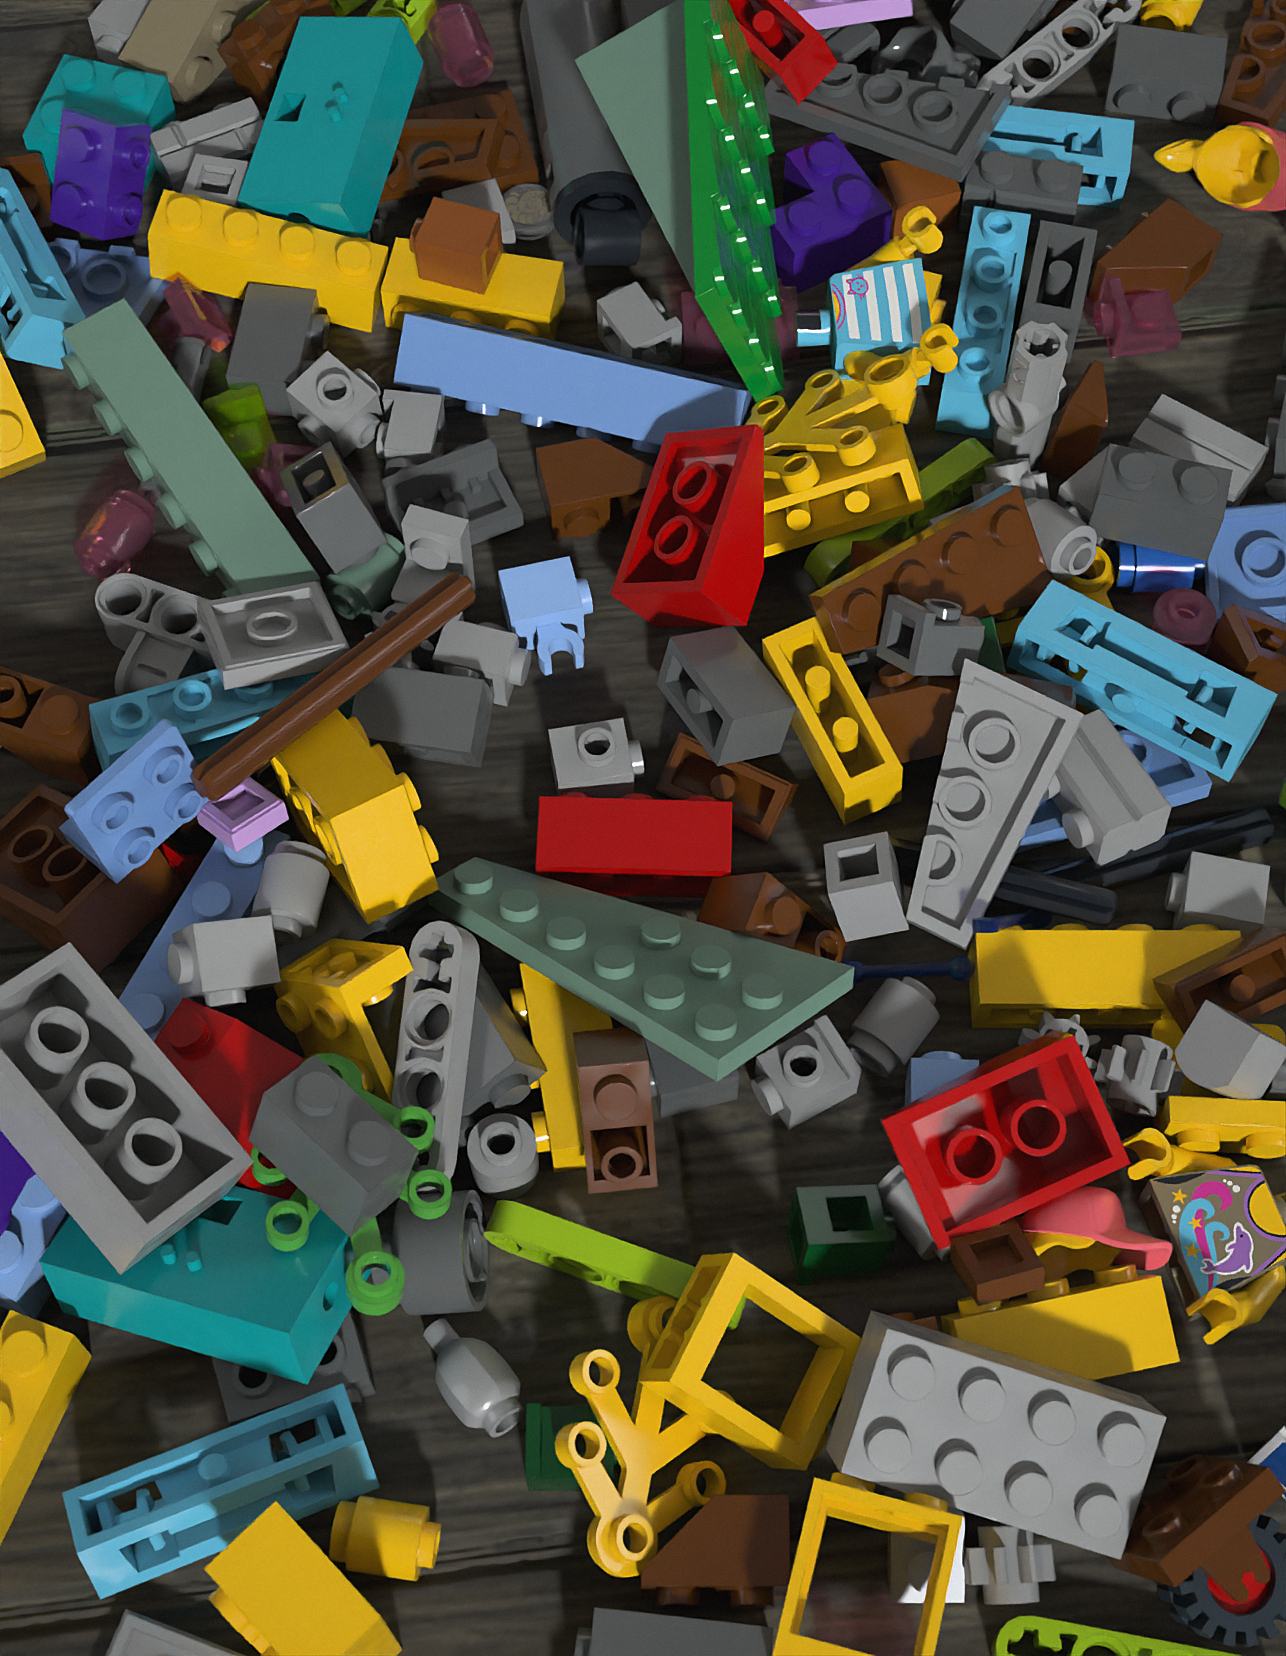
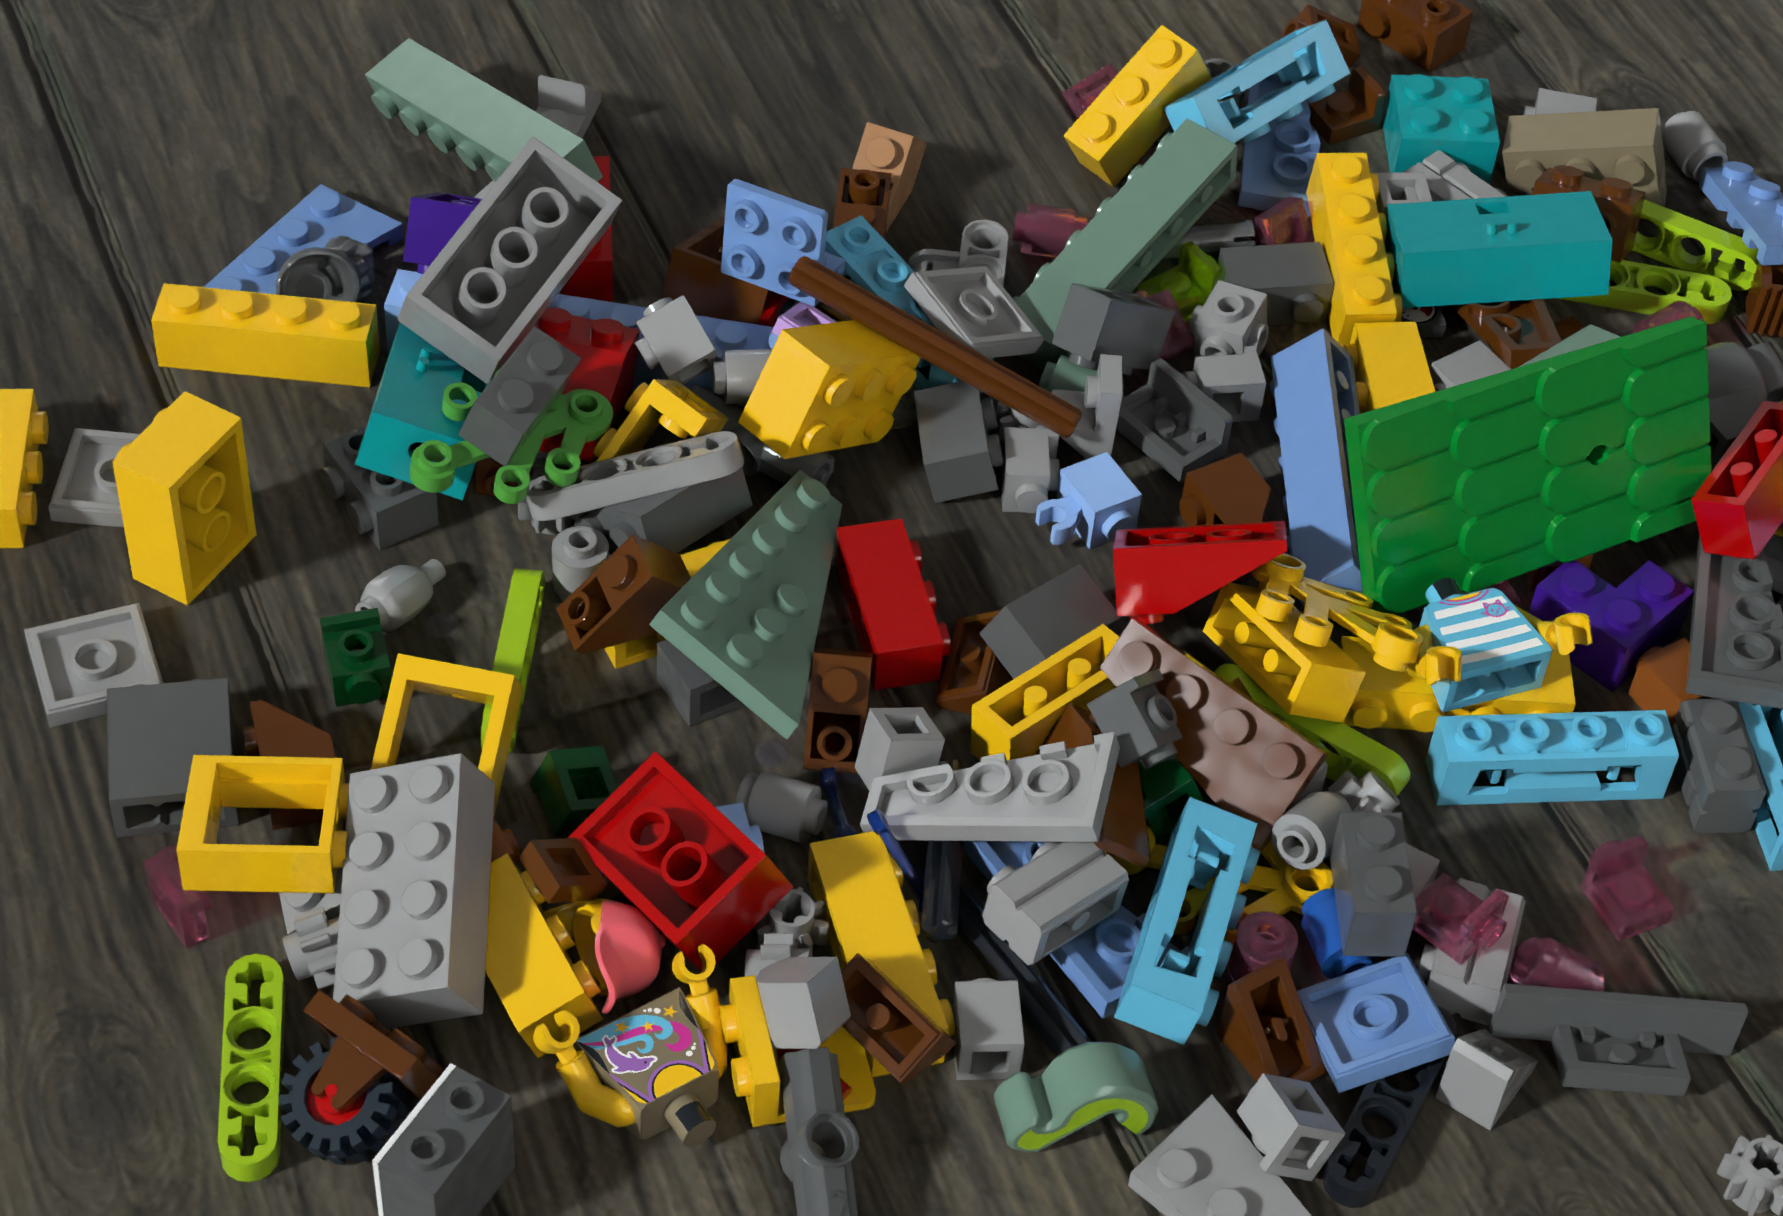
camera: 70 degrees right, 15 degrees down
(100, 174) = (1384, 127): dark purple bracket -> none
(217, 1491) = (278, 457): medium azure brick -> none
(384, 1538) = (262, 562): yellow brick -> none
(441, 1257) = (486, 542): dark grey piece -> none
(457, 245) = (1413, 348): dark orange brick -> none
(595, 759) = (956, 561): light grey brick -> none
(638, 1449) = (357, 690): yellow plant -> none
(802, 1097) = (715, 753): light grey brick -> none
(1030, 393) = (1448, 770): light grey piece -> none
(1059, 278) = (1608, 800): dark grey brick -> none
(1078, 426) = (1458, 827): reddish brown slope -> none
(1160, 253) = (1706, 887): reddish brown slope -> none
(1209, 438) = (1458, 919): none -> clear pink bracket
(1244, 398) = (1555, 965): none -> clear pink brick

